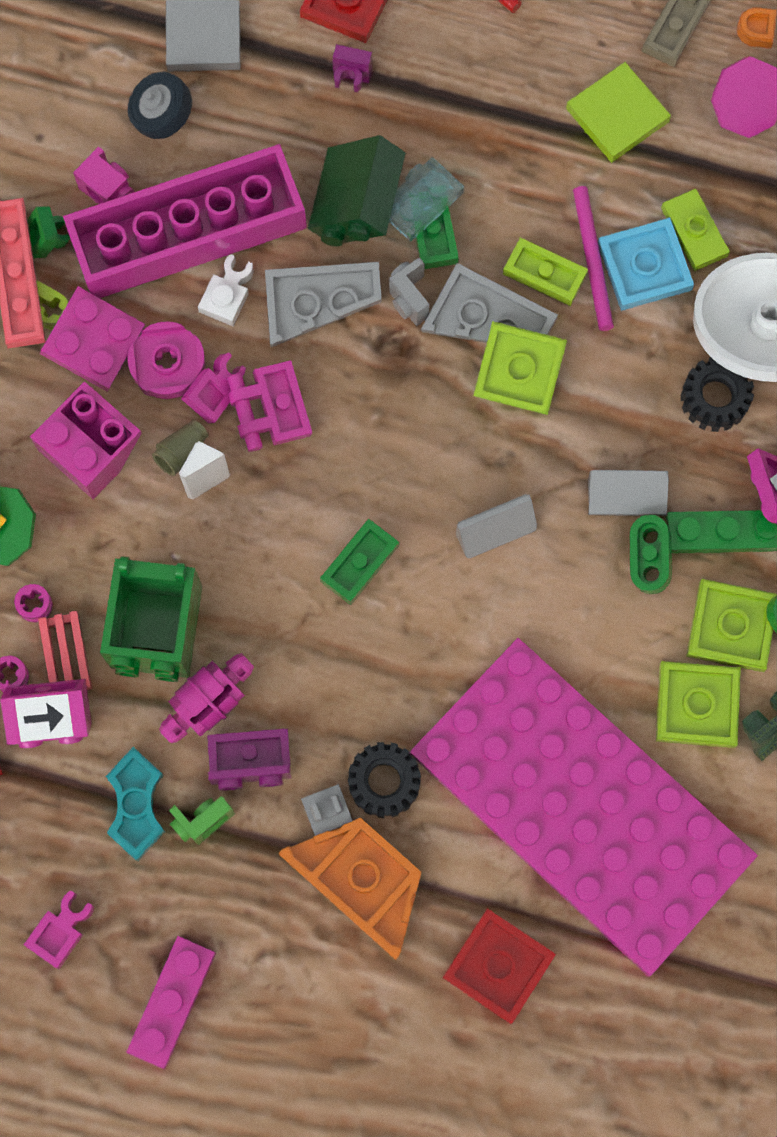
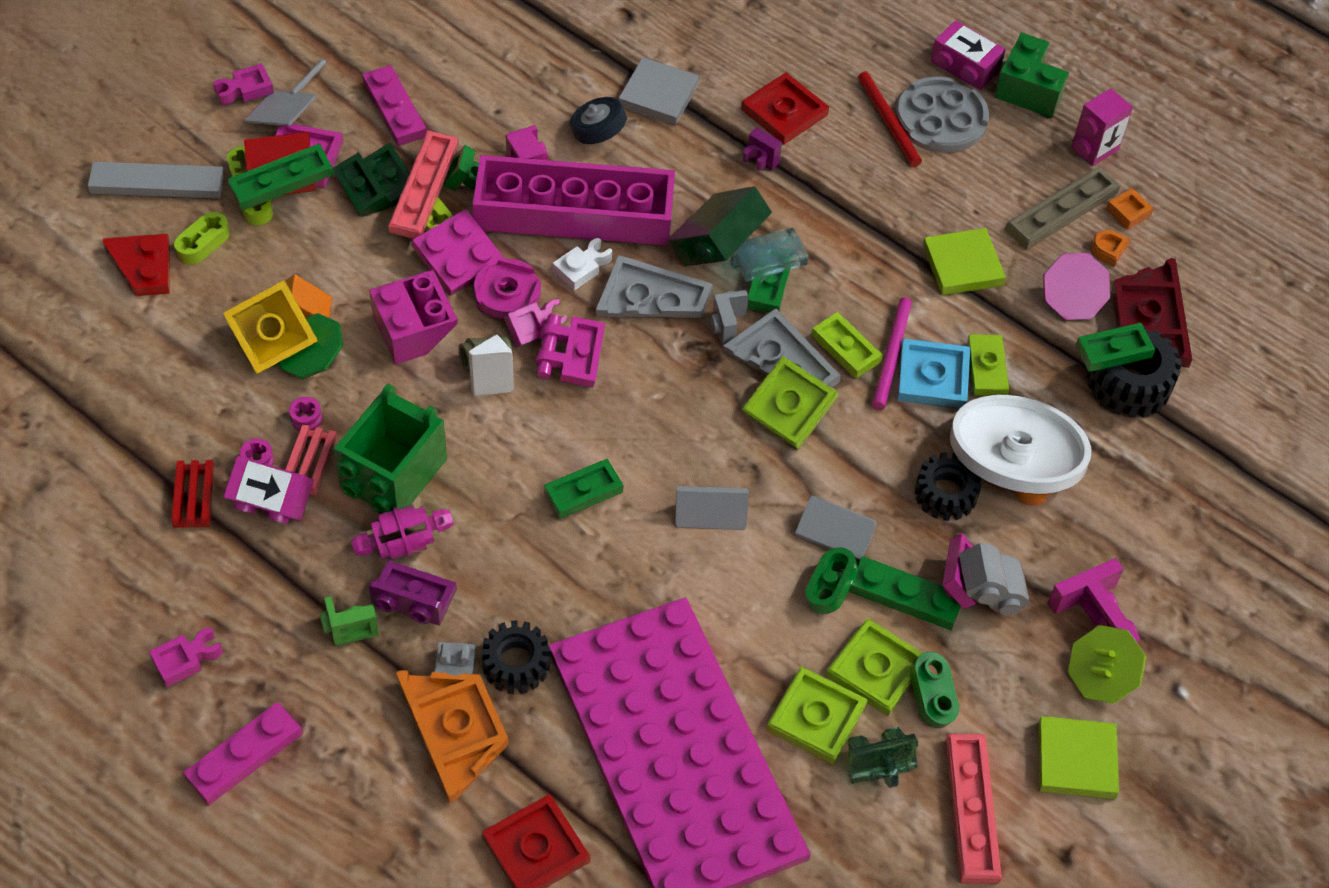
camera: 20 degrees right, 20 degrees down
(135, 821) = (294, 603): teal tile -> none

